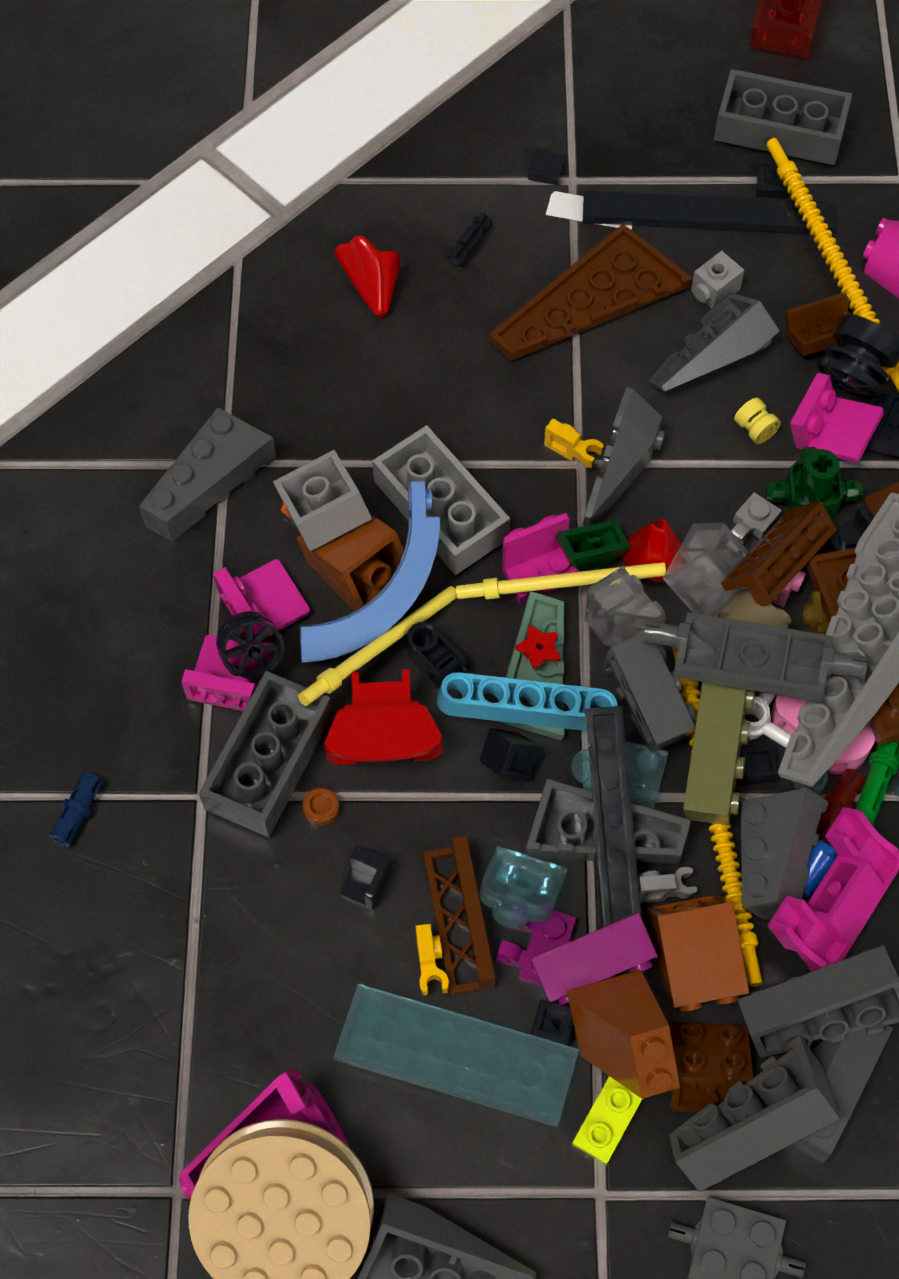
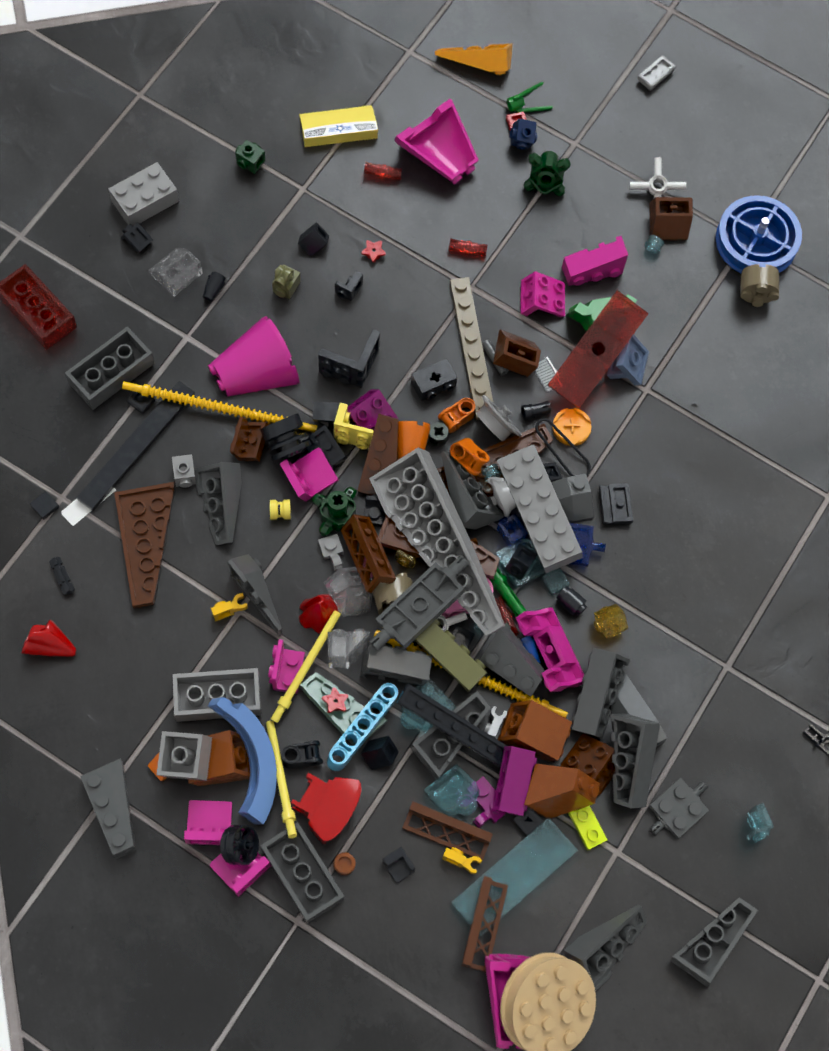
camera: 65 degrees left, 5 degrees up
(76, 809) = (263, 991): dark blue pin -> none
(352, 1032) = (477, 921): none -> reddish brown fence
(593, 545) = (296, 636): dark green slope -> none

